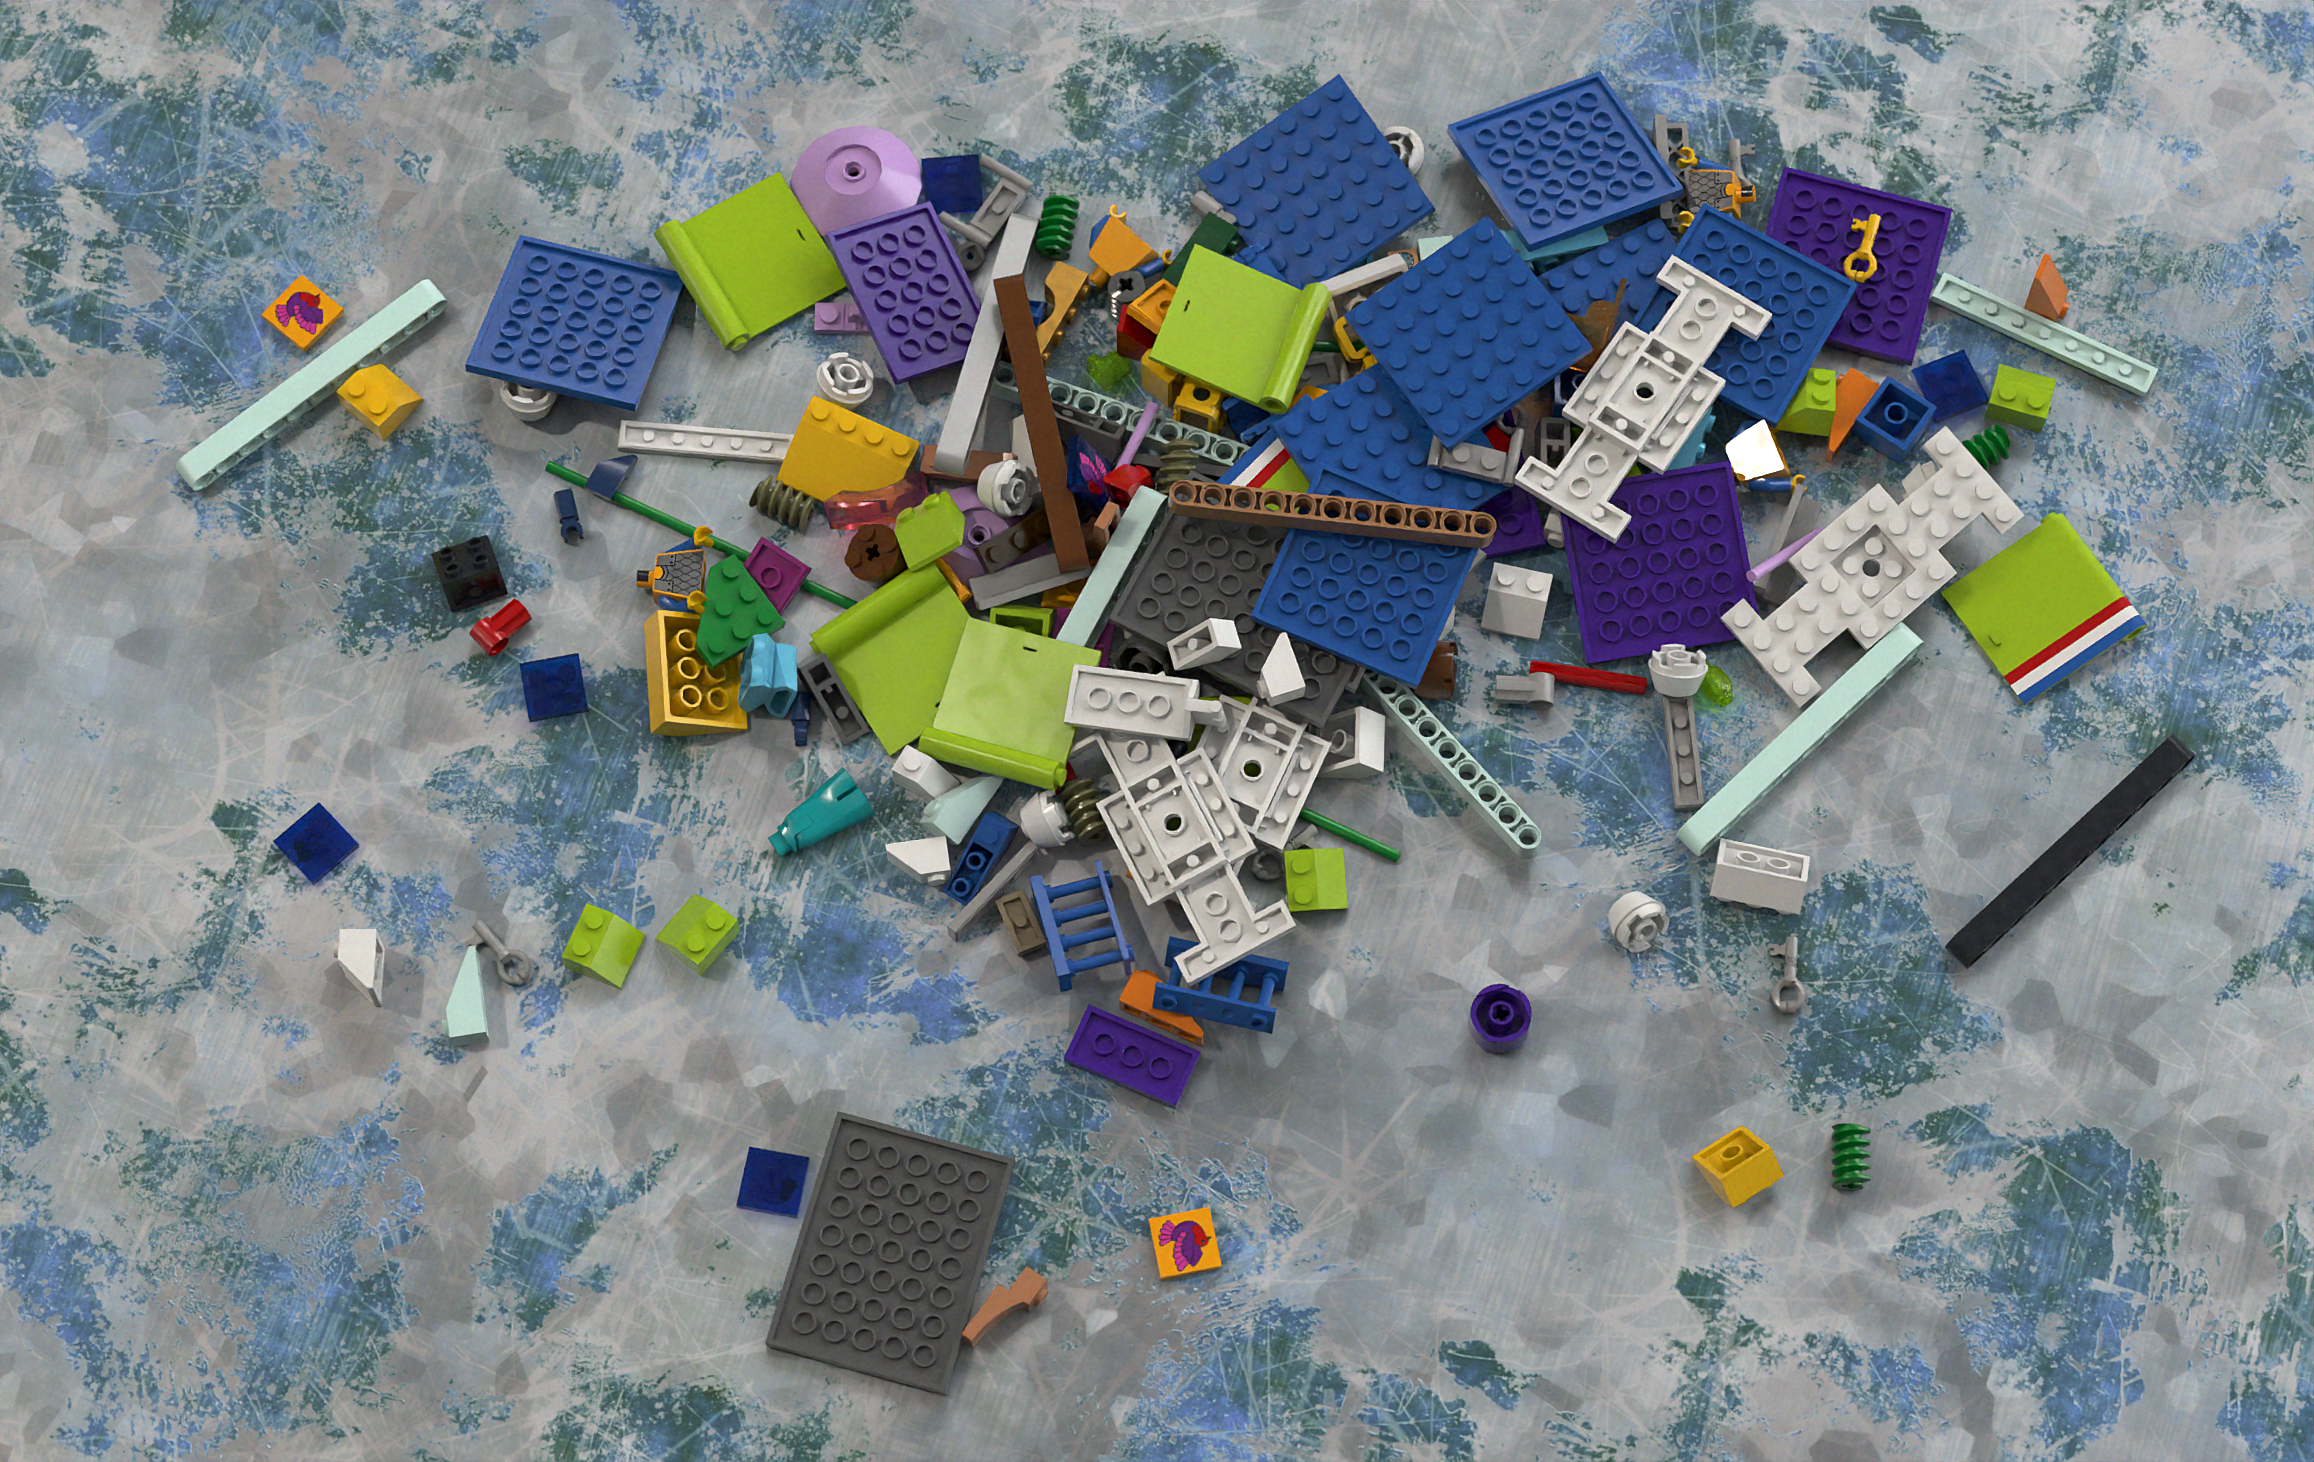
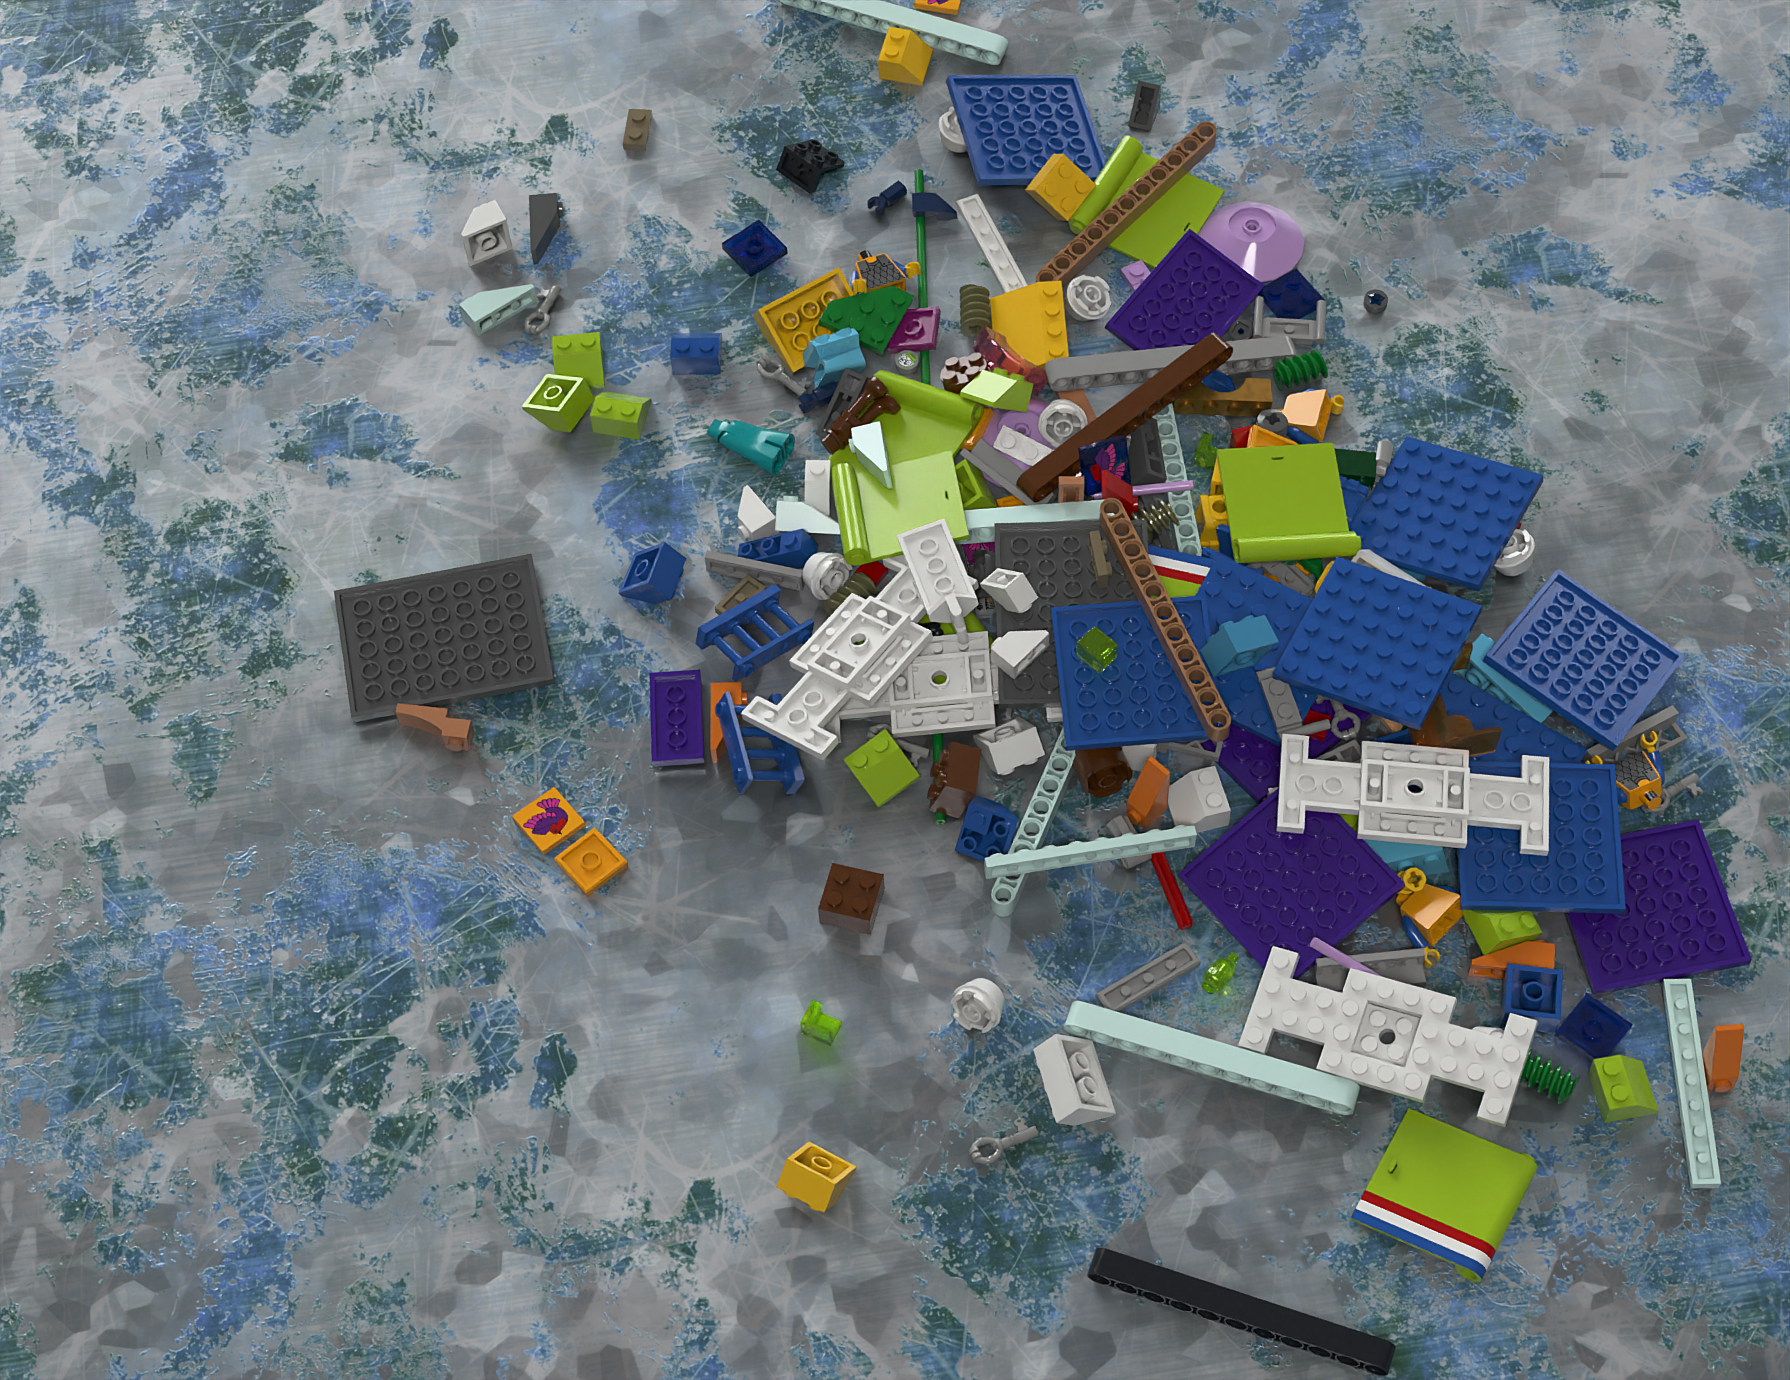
camera: 65 degrees right, 10 degrees down
(296, 733) = (637, 129): none -> dark tan plate
(316, 843) = (565, 176): clear blue tile -> none
(370, 893) = (544, 222): none -> dark grey slope
(494, 632) = (774, 196): red piece -> none
(611, 189) = (1145, 105): none -> dark grey slope
(648, 991) = (559, 401): none -> lime slope
(661, 814) = (696, 353): none -> blue slope
(684, 330) = (1060, 187): none -> yellow brick
(745, 744) = (779, 375): none -> light grey piece
(749, 267) = (1132, 200): none -> medium nougat beam
(773, 1182) = (460, 543): clear blue tile -> none
(805, 606) = (907, 362): none -> tile
(865, 700) = (841, 431): none -> reddish brown piece
(922, 697) = (871, 451): none -> light aqua slope
(937, 998) = (653, 574): none -> blue slope
(1007, 106) = (1375, 301): none -> dark grey tile
(1227, 542) = (1101, 568): none -> dark tan plate
(1258, 1223) = (591, 862): none -> light orange tile
(1334, 596) = (1097, 649): none -> clear neon green panel
(1374, 815) = (954, 779): none -> reddish brown brick
(1406, 461) = (1239, 645): none -> dark azure brick
(1442, 815) = (986, 829): none -> blue slope
(1447, 984) = (851, 898): none -> reddish brown brick
(1494, 641) = (1149, 794): none -> orange slope
(1509, 1005) = (842, 945): dark purple brick -> none
(1526, 740) = (1089, 852): none -> light aqua plate
(1571, 1084) = (819, 1025): none -> clear neon green panel
(1677, 671) = (1208, 936): white cone -> none
(1722, 452) = (1409, 877): none -> yellow piece
(1849, 1156) = (869, 1256): green piece -> none
(1864, 252) = (1662, 908): yellow piece -> none

